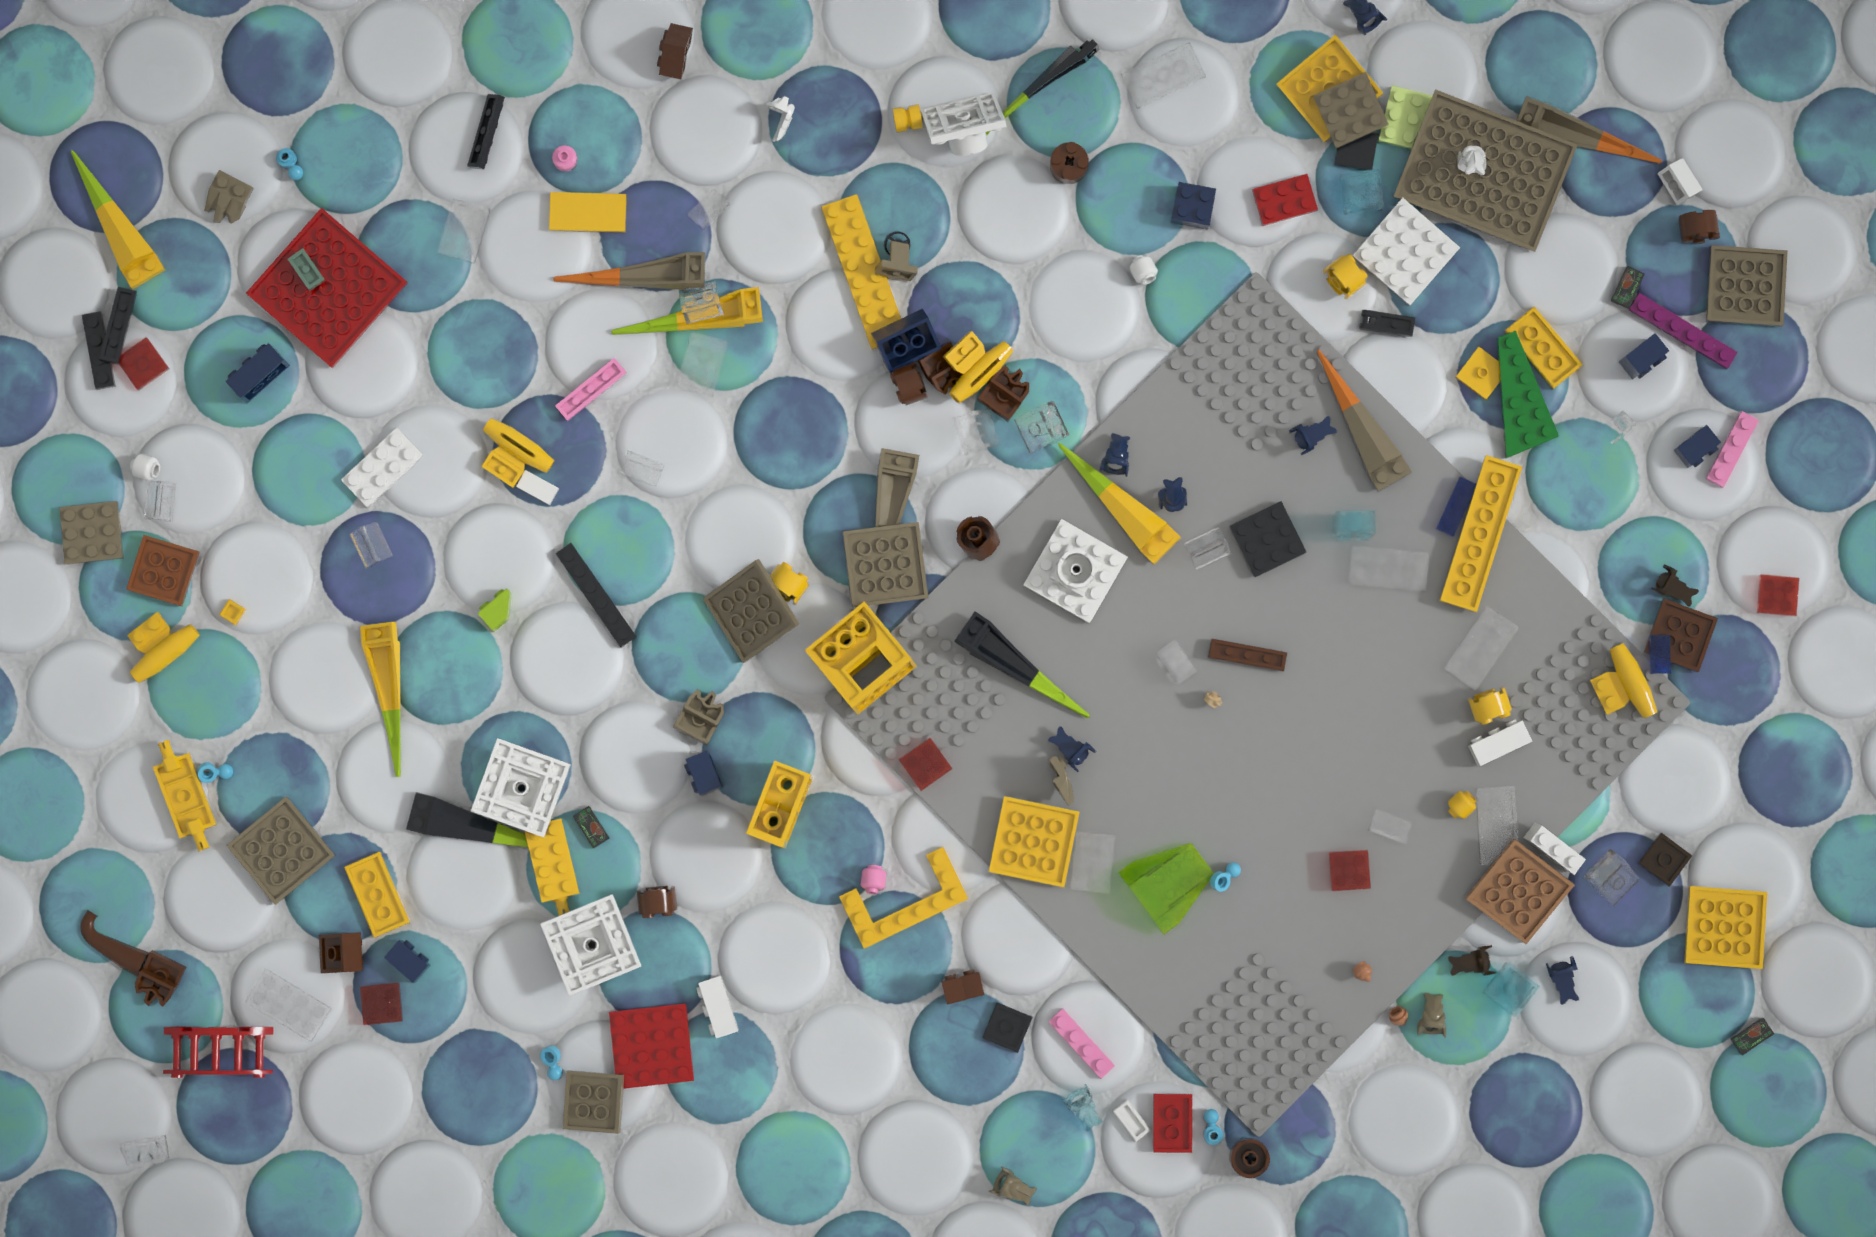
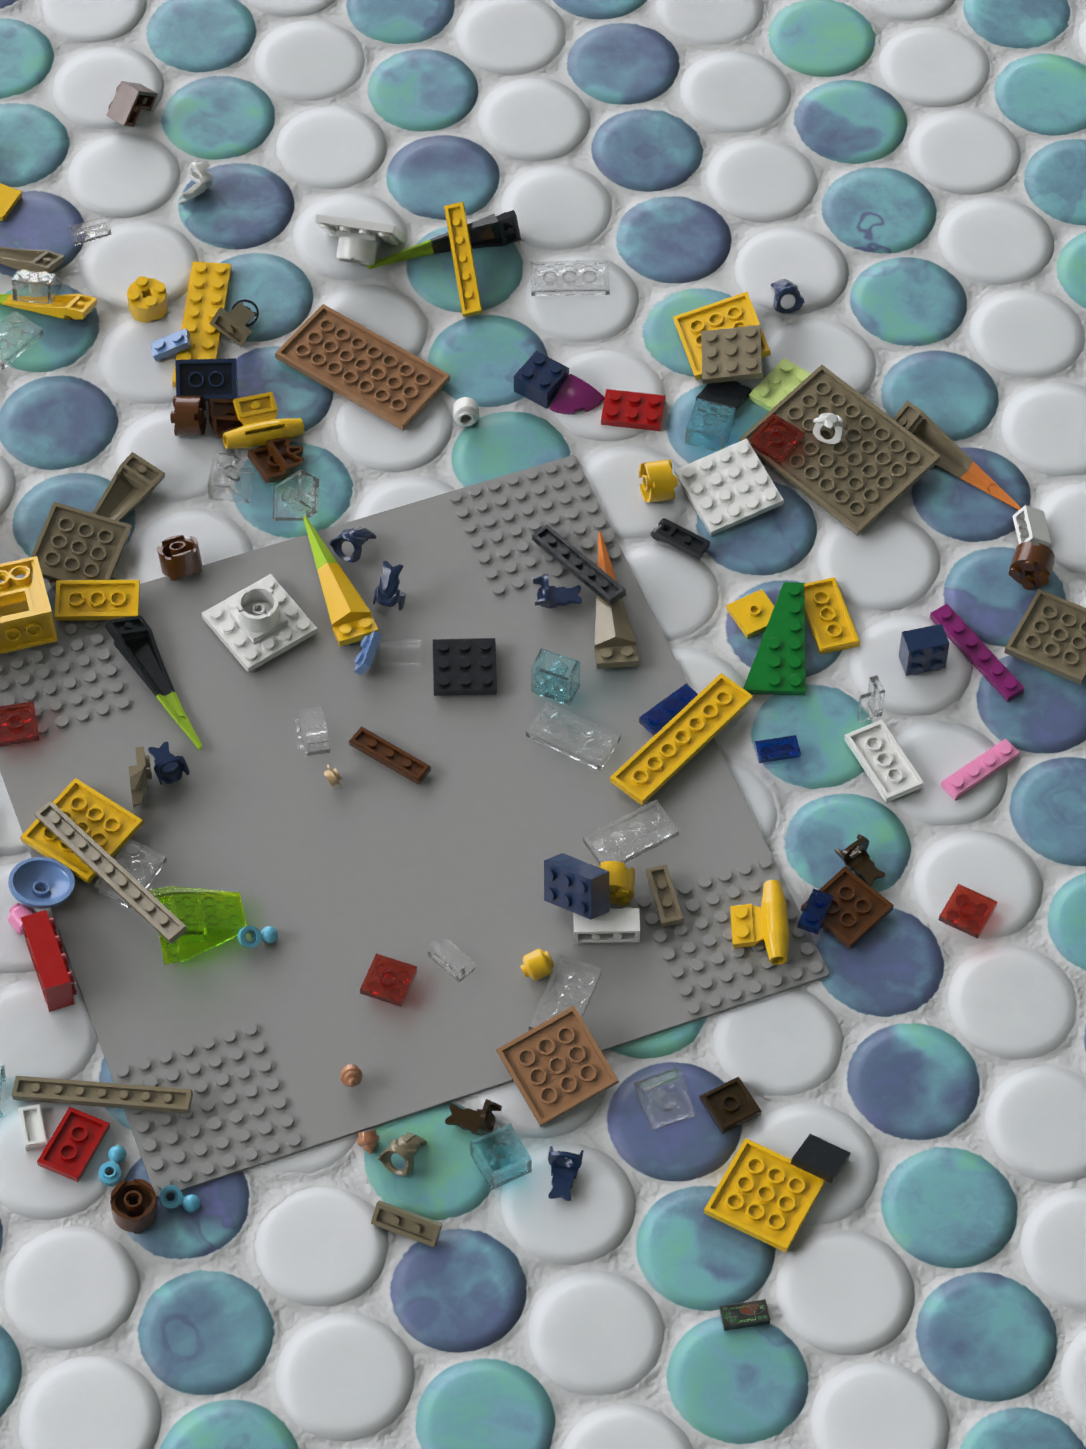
camera: 25 degrees right, 30 degrees down
(813, 262) = (147, 299): none -> yellow brick
(851, 310) = (171, 344): none -> medium blue plate
(907, 118) = (306, 223): yellow wheel -> none
(929, 611) = (96, 599): none -> yellow plate
(1028, 942) = (16, 912): none -> bright pink head
(1029, 258) = (362, 367): none -> medium nougat plate
(1031, 896) = (41, 882): none -> medium blue dish
(1067, 106) = (463, 259): none -> yellow plate
(1068, 972) = (49, 960): none -> red brick
(1071, 152) = (441, 306): reddish brown brick -> none
(1081, 1043) = (23, 1035): bright pink plate -> none
(1085, 881) = (111, 872): none -> dark tan plate
(1174, 1073) = (102, 1094): none -> dark tan plate
(1183, 564) = (365, 657): none -> medium blue plate
(1230, 208) = (575, 396): none -> magenta brick
(1287, 1131) = (190, 1203): none -> medium azure plate
(1319, 398) = (579, 564): none -> black plate
(1429, 187) = (776, 438): none -> clear red plate
(1463, 1076) = (406, 1223): none -> dark tan plate
(1468, 728) = (576, 886): none -> dark blue brick
(1533, 693) = (664, 896): none -> dark tan plate
(1554, 848) = (614, 1042): white brick -> none
(1560, 505) = (777, 749): none -> clear blue plate
(1627, 287) = (937, 596): pearl dark grey tile -> none
(1651, 478) = (883, 761): none -> white plate
(1697, 446) = (944, 750): dark blue brick -> none
(1755, 877) = (820, 1158): none -> black tile

